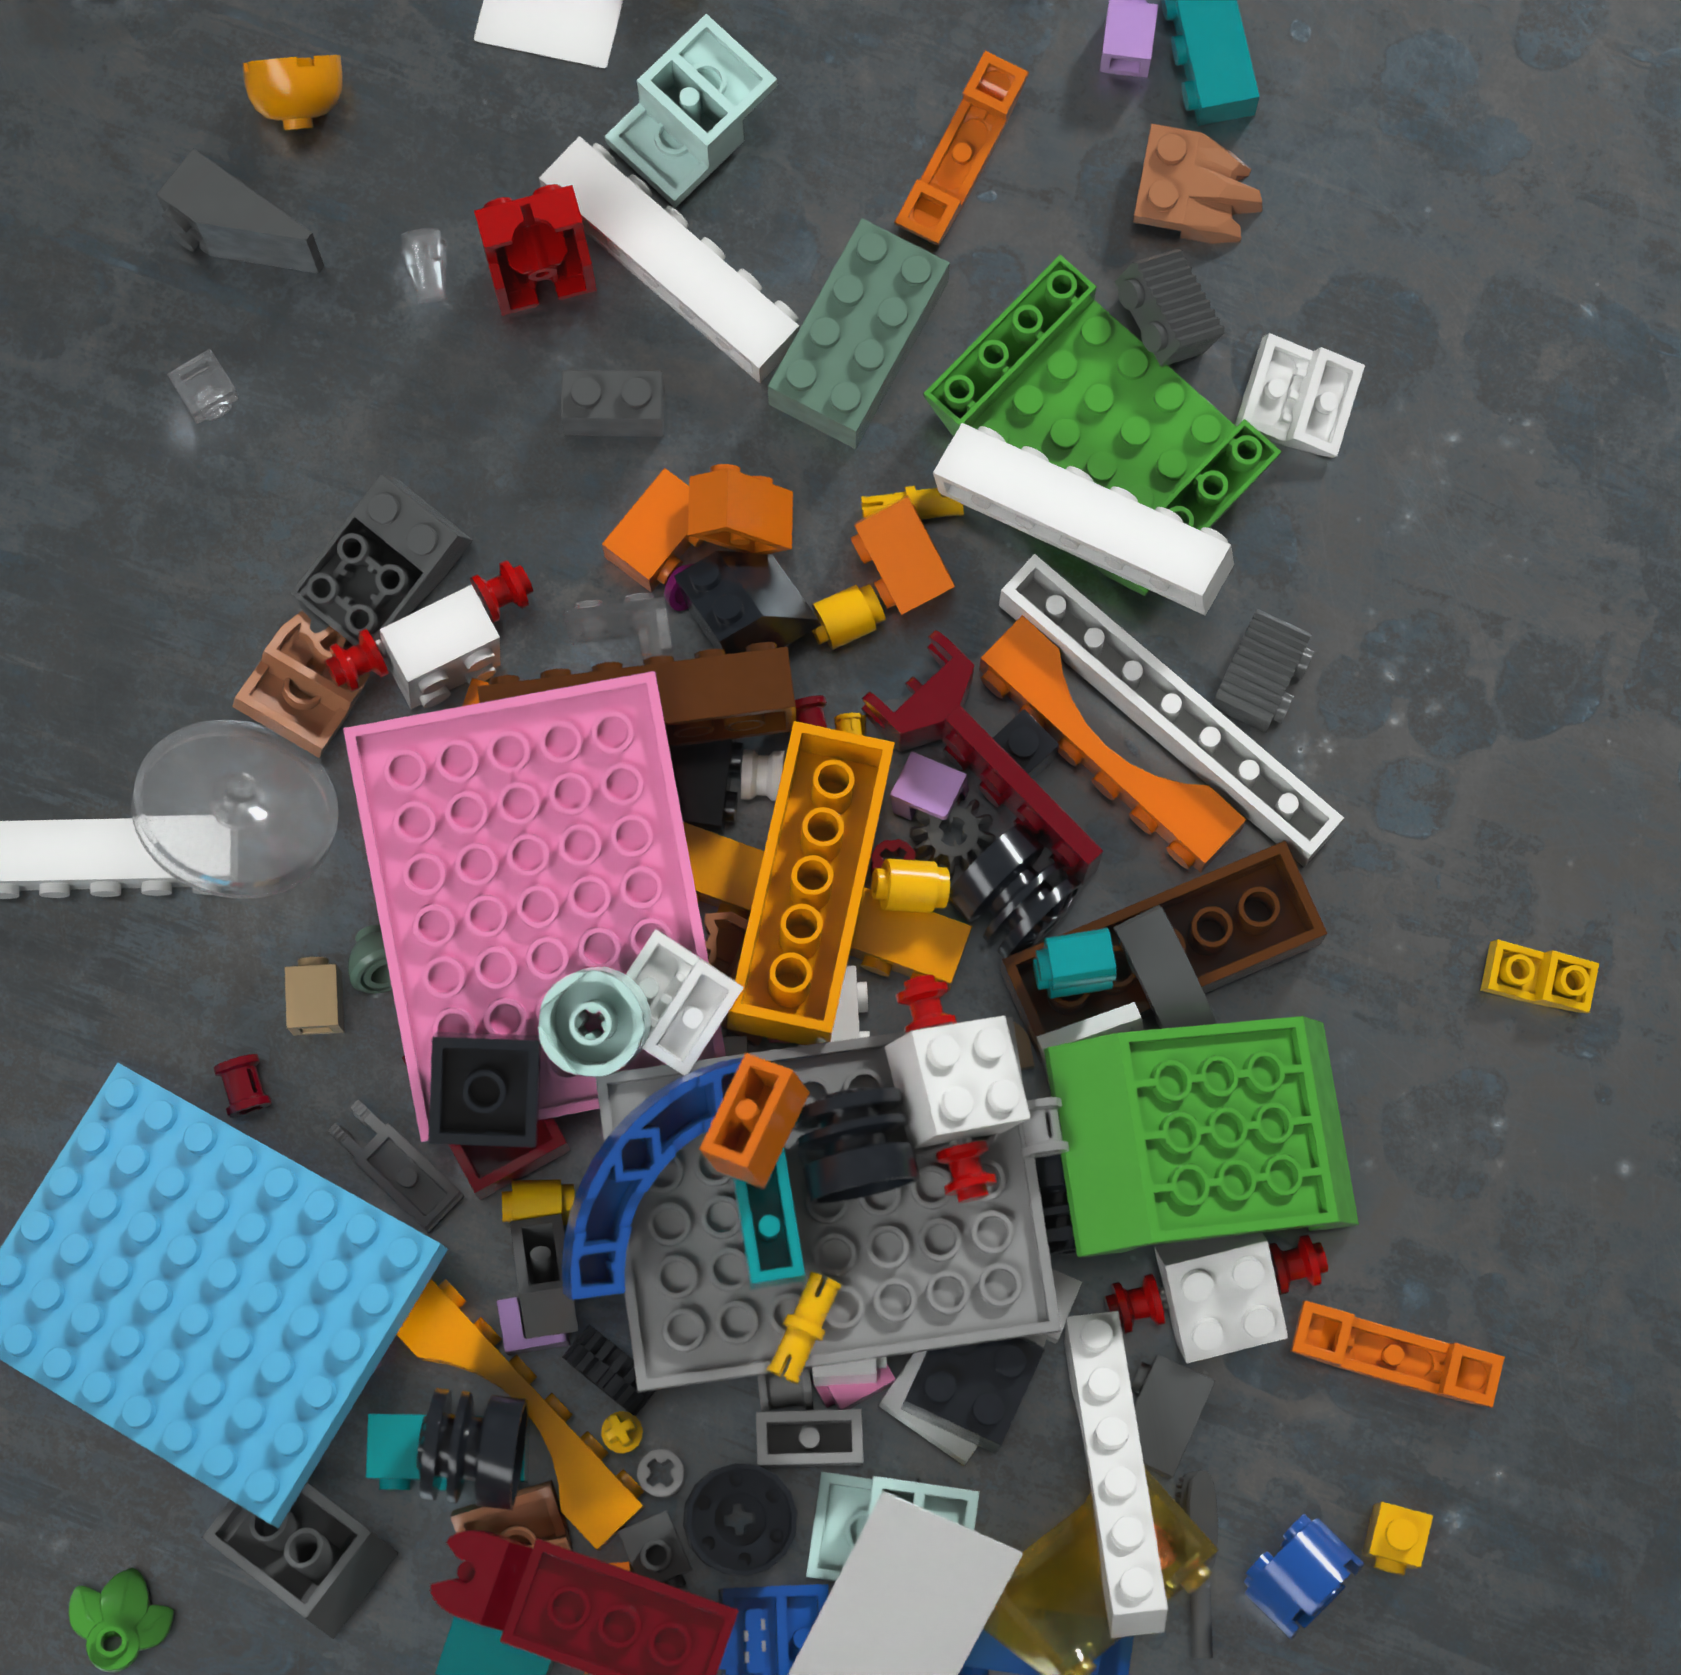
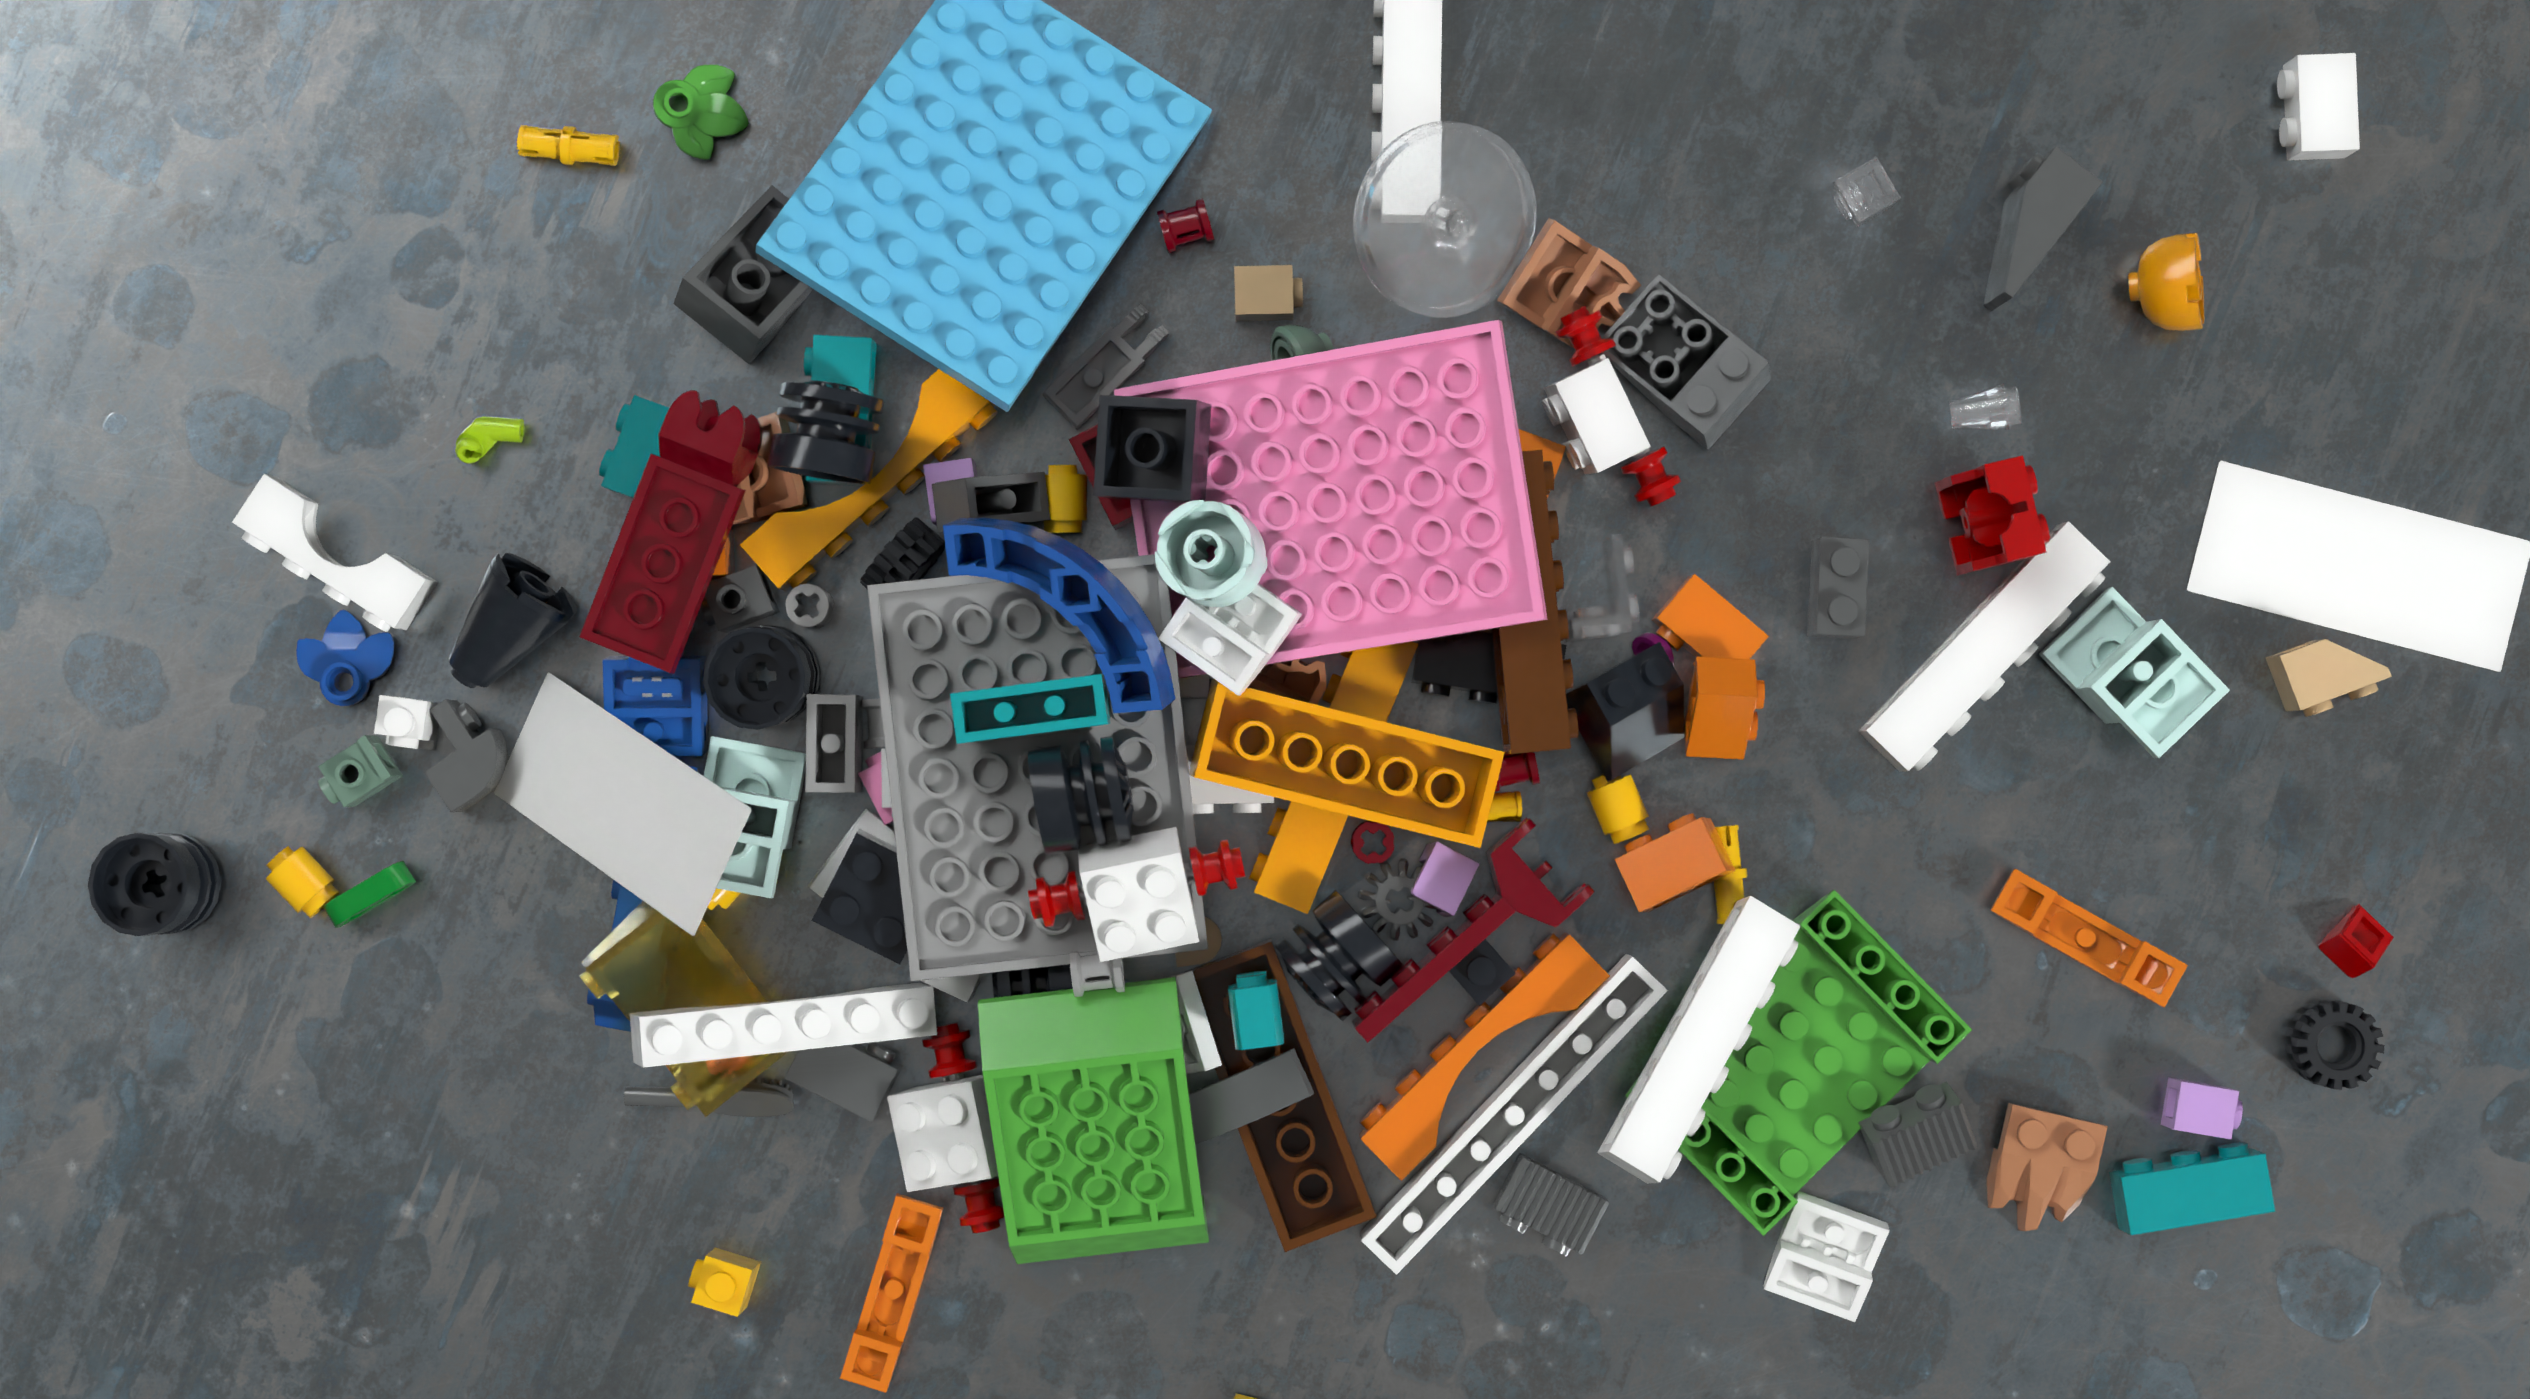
camera: 95 degrees right, 10 degrees up
(622, 1432) = (845, 570): yellow axle -> none
(754, 1120) = (1095, 701): orange brick -> none
(761, 774) = (1465, 720): white wheel -> none
(804, 1327) = (917, 741): yellow pin -> none
(858, 333) = (1902, 829): sand green brick -> none
(911, 885) = (1345, 858): yellow brick -> none
(1301, 1576) = (689, 1192): blue brick -> none

